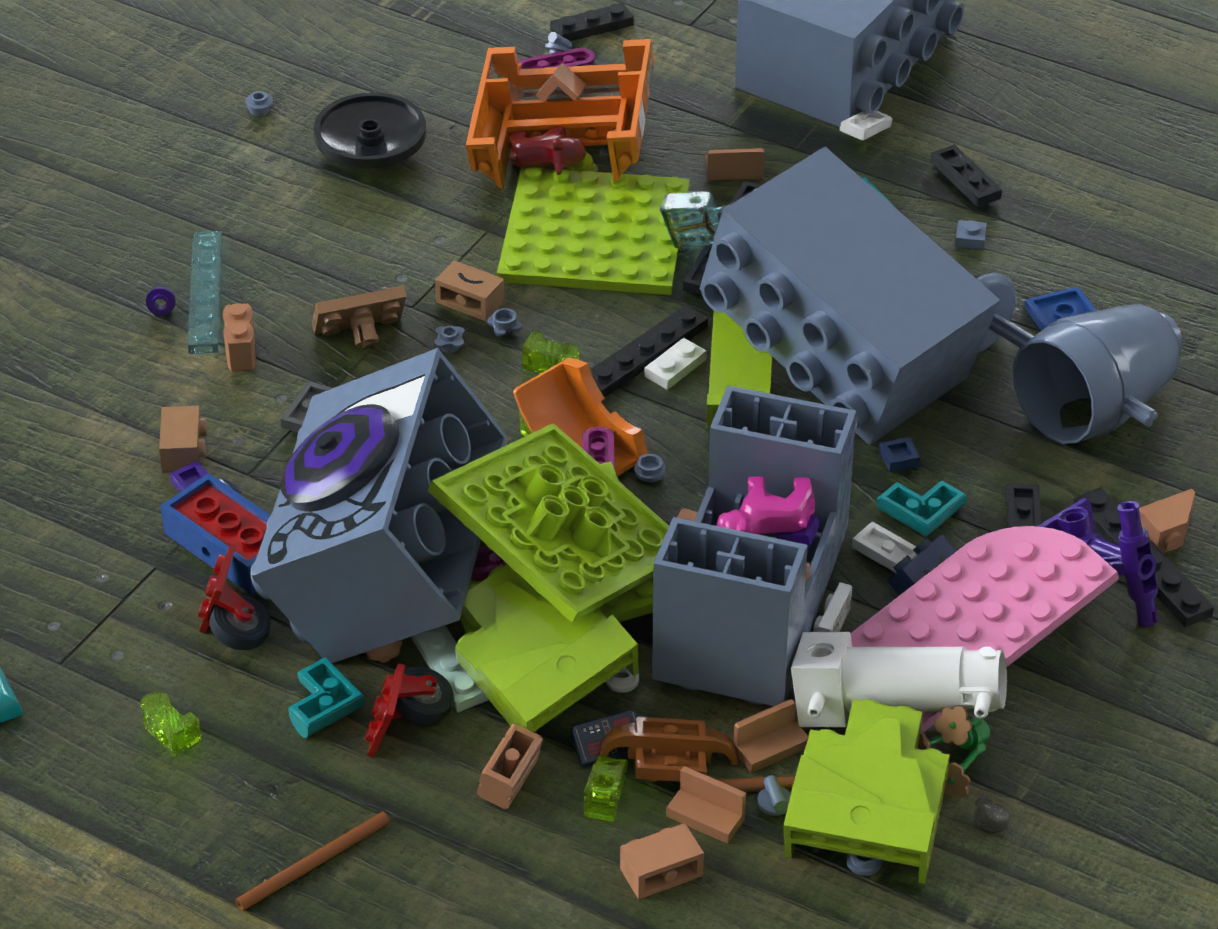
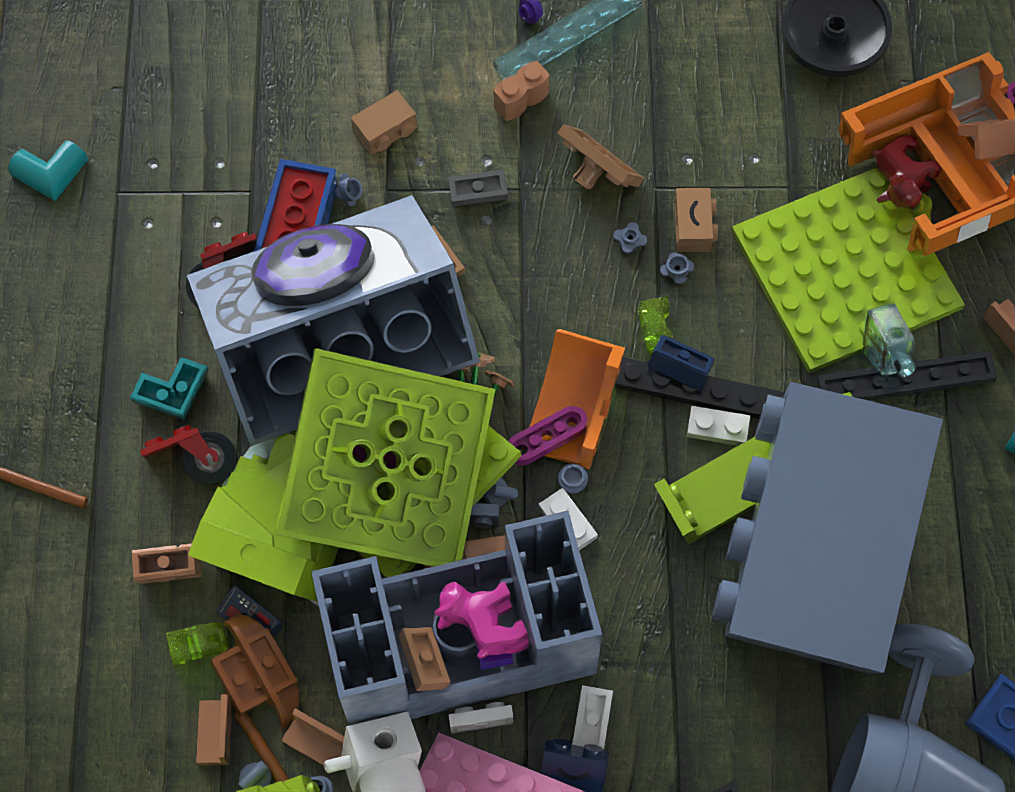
camera: 60 degrees right, 25 degrees up
(168, 725) = (88, 299): clear neon green leg -> none
(187, 475) = (346, 158): dark purple plate -> none
(604, 347) = (681, 362): none -> dark blue slope
(661, 860) = (140, 727): nougat brick -> none
(680, 490) = (562, 502): none -> white plate
(899, 454) = (717, 669): dark blue plate -> none
(921, 512) = (653, 728): teal brick -> none

